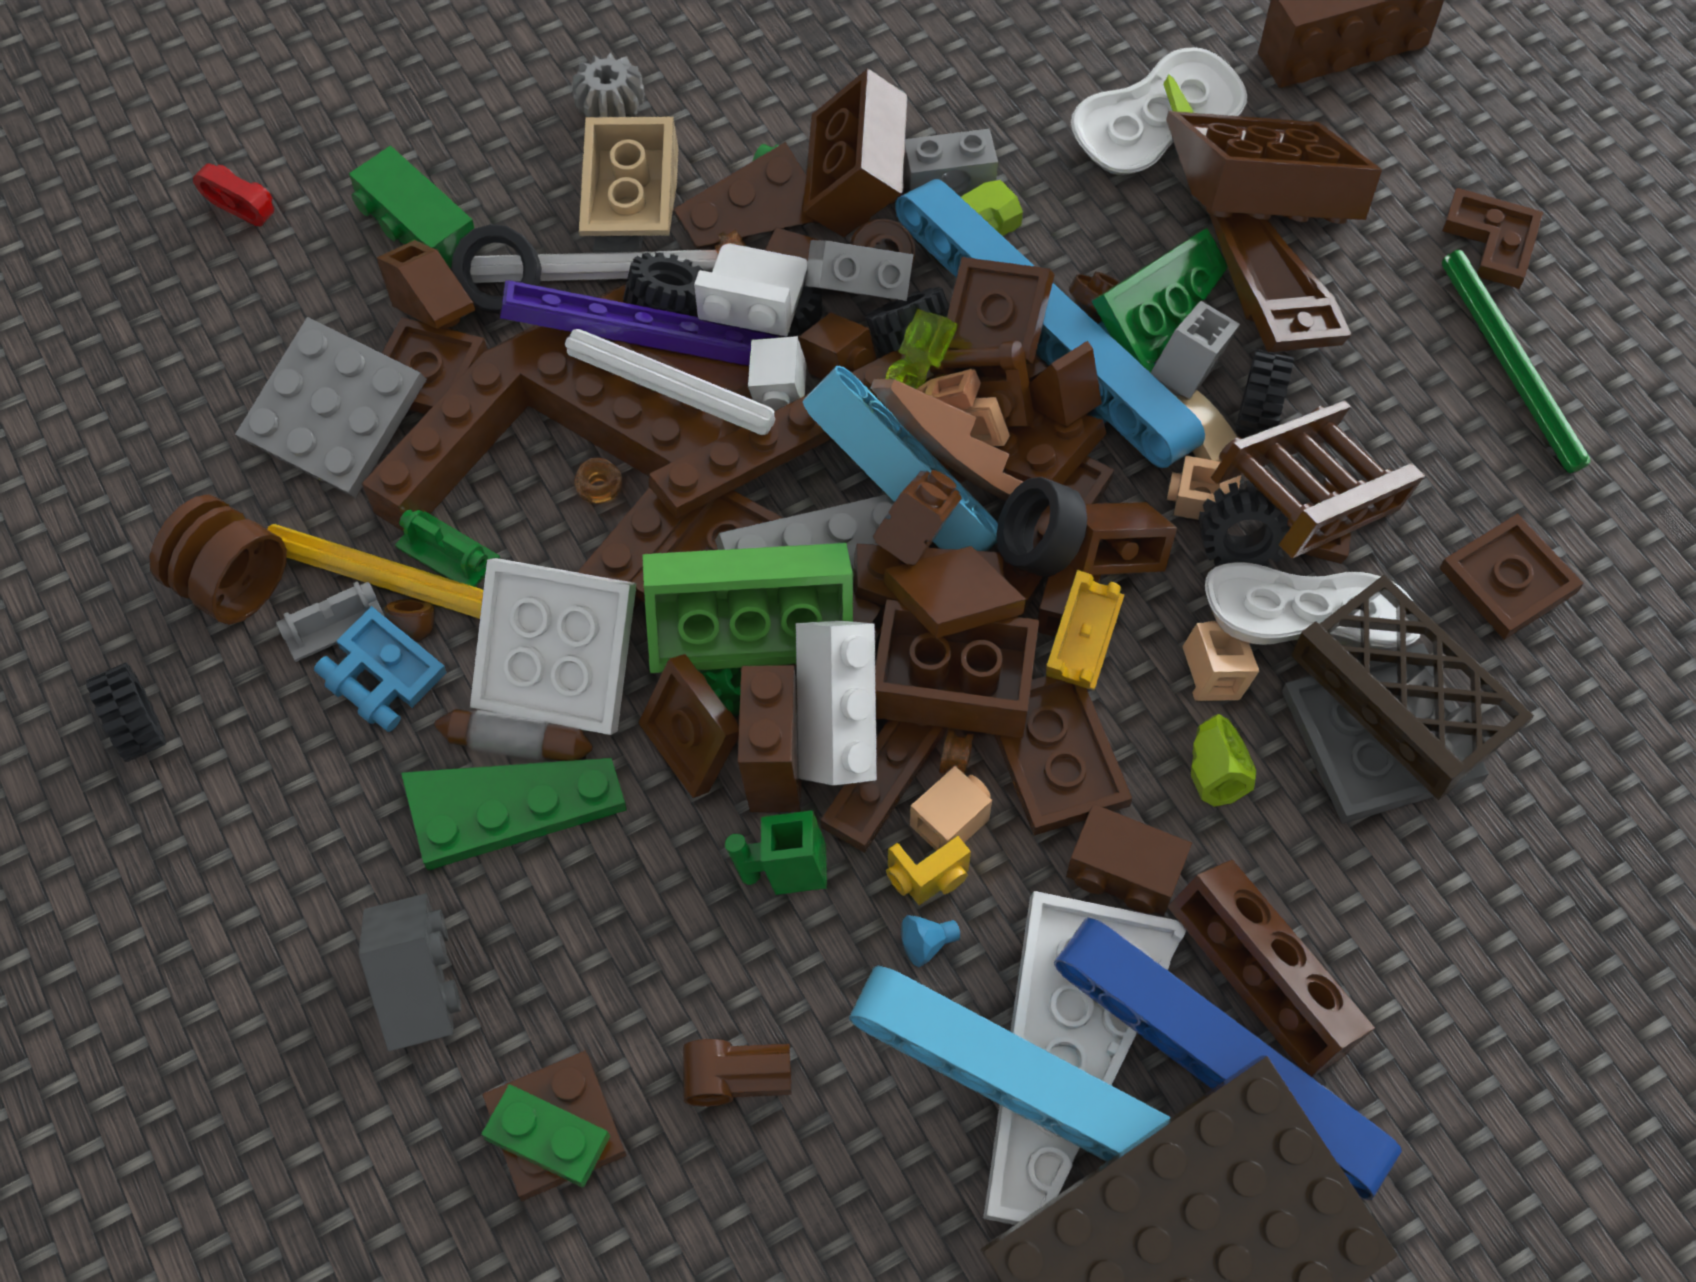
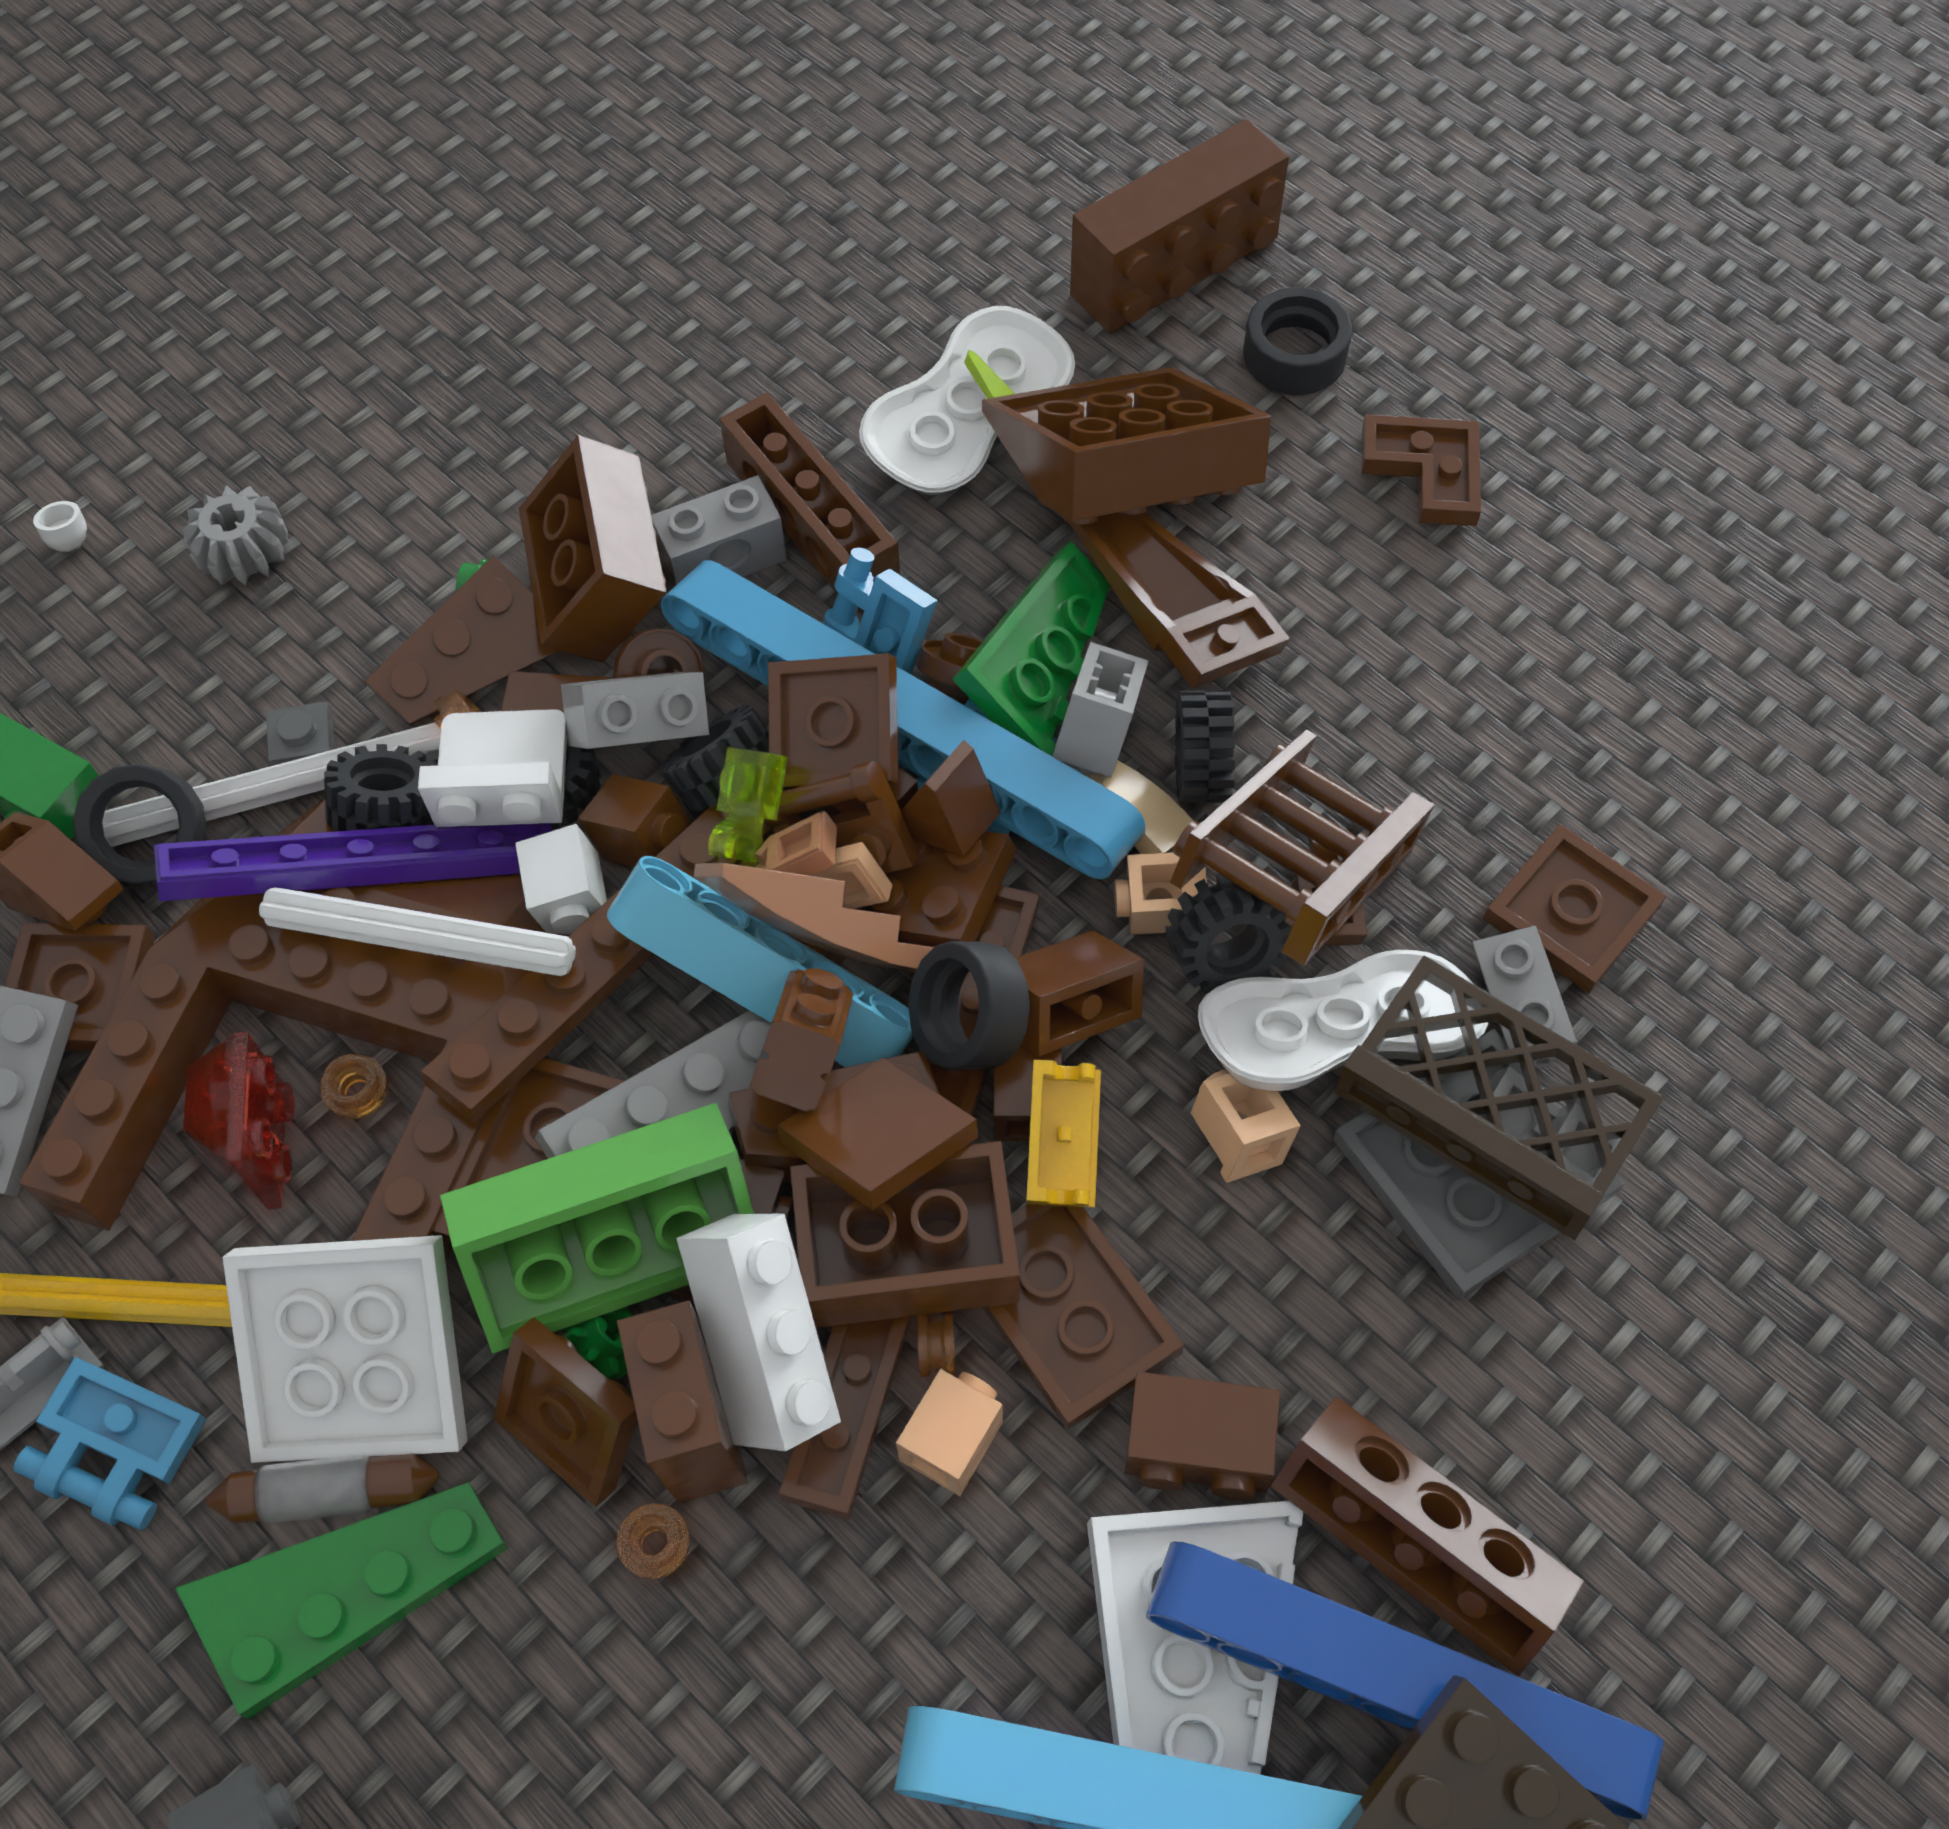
camera: 15 degrees left, 0 degrees up
(412, 617) = (141, 1363): reddish brown piece -> none
(443, 548) = (161, 1239): green hinge -> none
(489, 56) = (61, 526): none -> white hinge
(517, 478) = (239, 1116): none -> clear red slope
(628, 176) = (292, 652): tan slope -> none
(724, 816) = (642, 1522): none -> clear orange plate
(789, 853) = (747, 1559): green brick -> none
(925, 938) = (963, 1620): dark azure rock -> none
(938, 872) = (958, 1522): yellow bracket -> none
(996, 205) = (792, 576): lime rock -> none
(1024, 157) = (809, 494): none -> reddish brown brick
(1062, 244) = (893, 608): none -> dark azure plate
(1221, 763) = (1284, 1261): lime rock -> none
(1428, 100) = (1302, 309): none -> black tyre
(1456, 610) = (1522, 977): none -> light grey hinge
(1516, 362) = (1500, 623): green axle -> none

